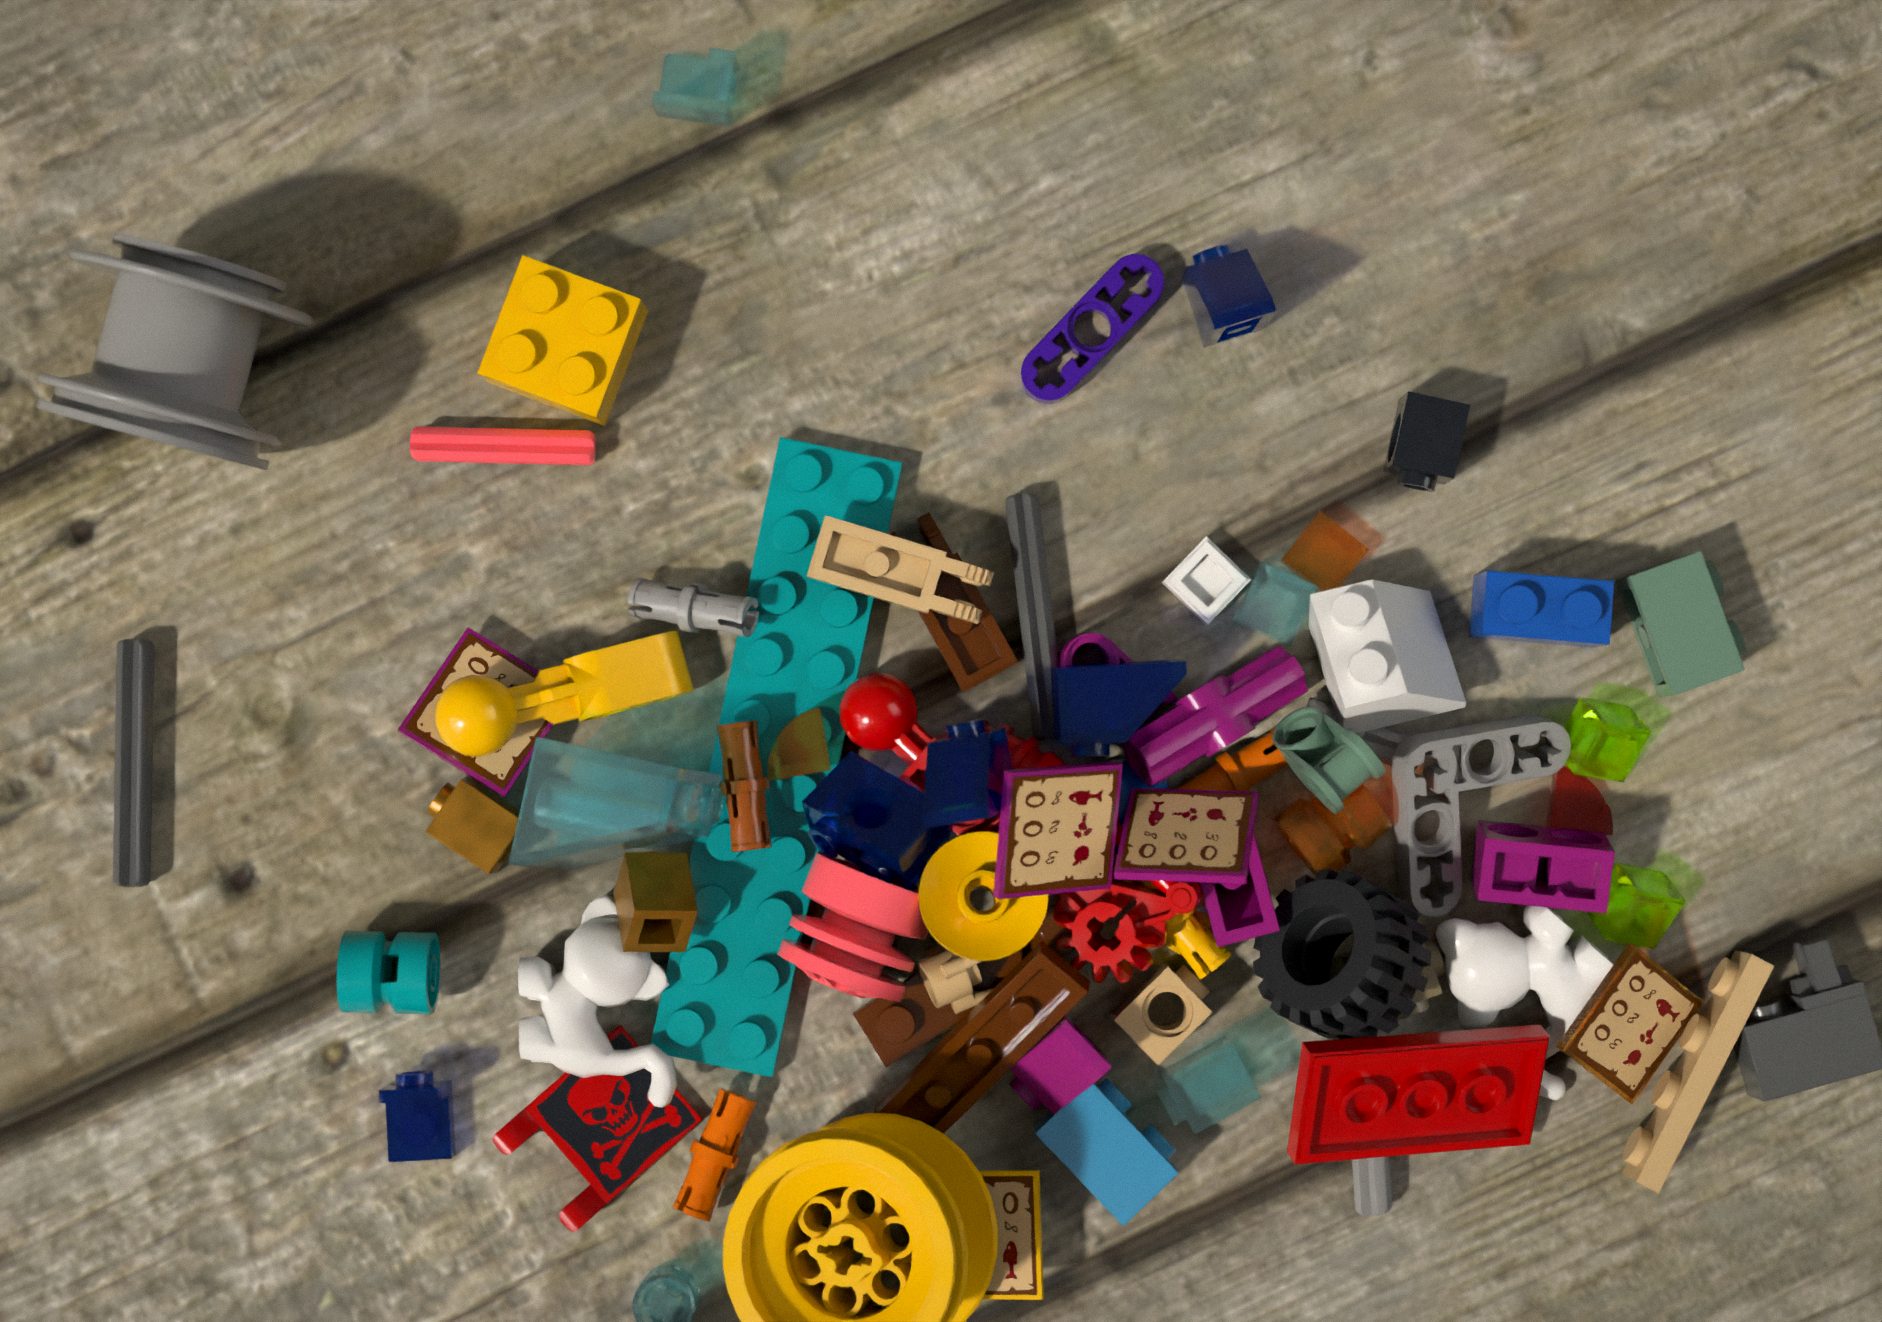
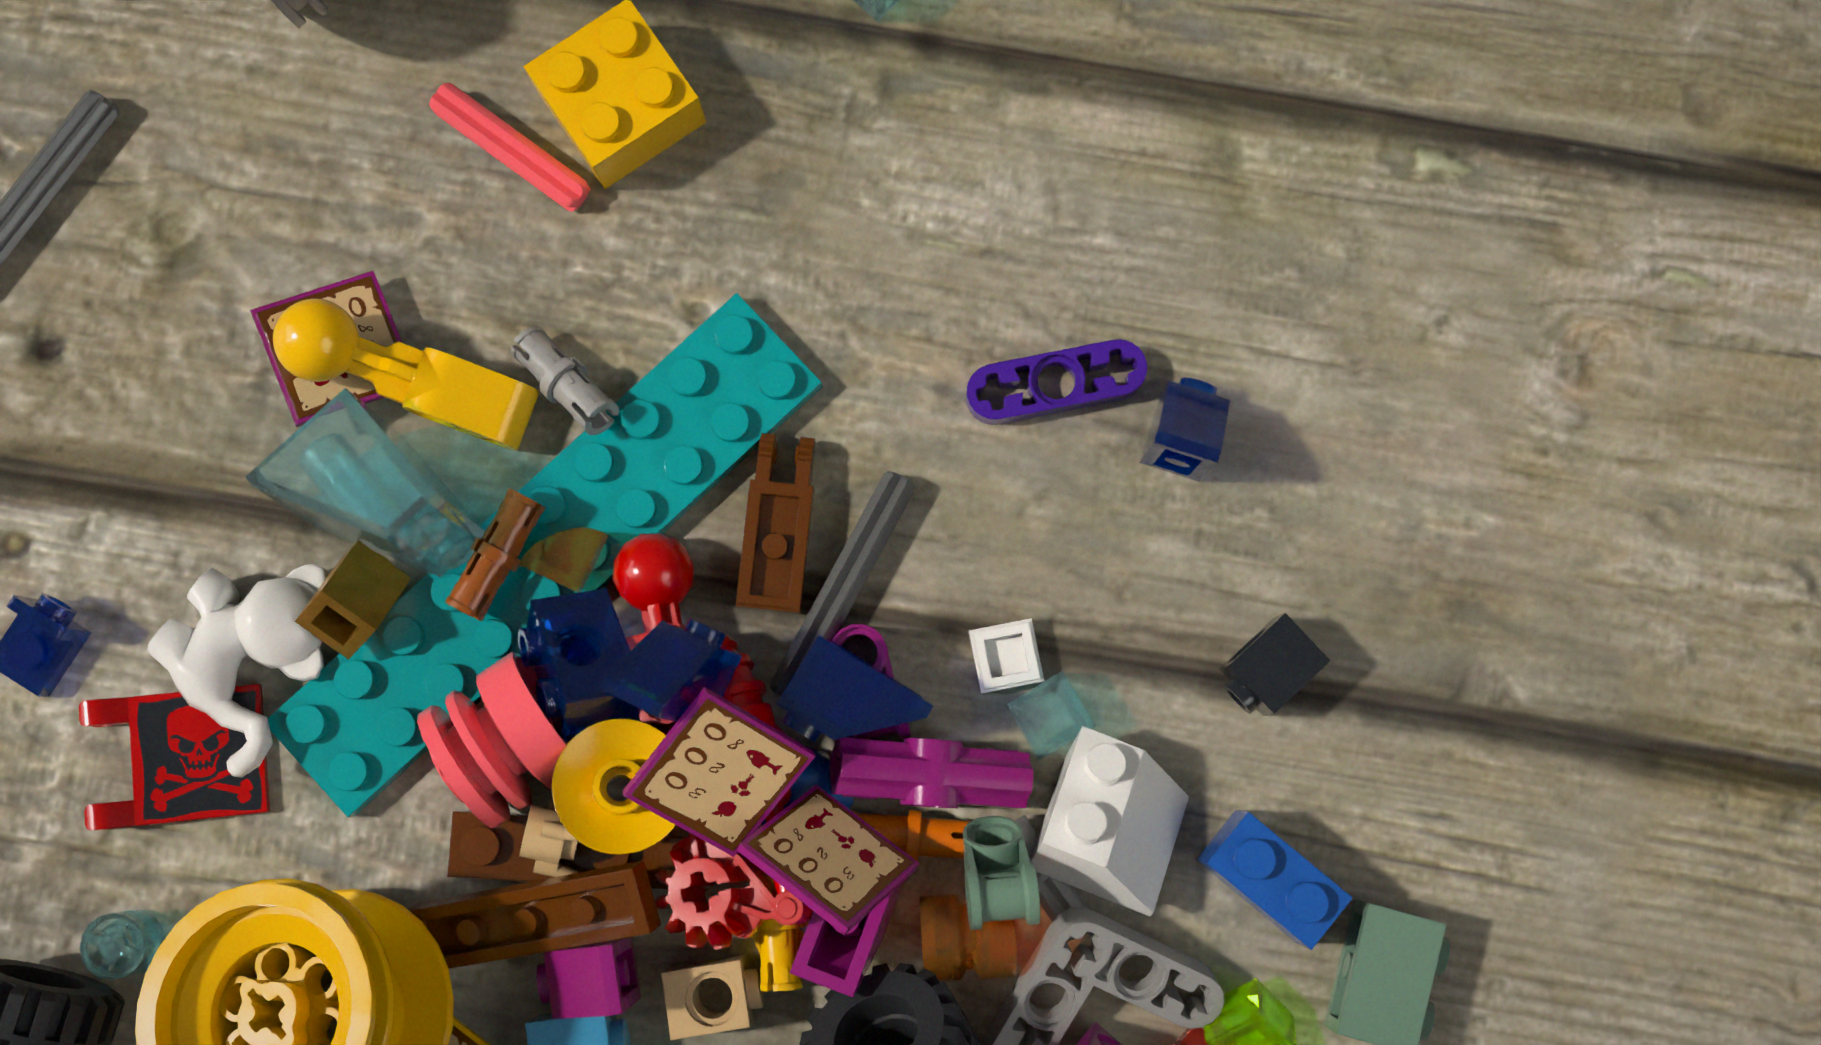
camera: 30 degrees right, 5 degrees down
(366, 972) = (90, 497): teal wheel -> none
(474, 824) = (252, 426): pearl gold brick -> none
(714, 1154) = (253, 848): orange pin -> none
(891, 569) = (746, 459): tan hinge -> none
(1324, 553) = (1120, 702): clear orange tile -> none

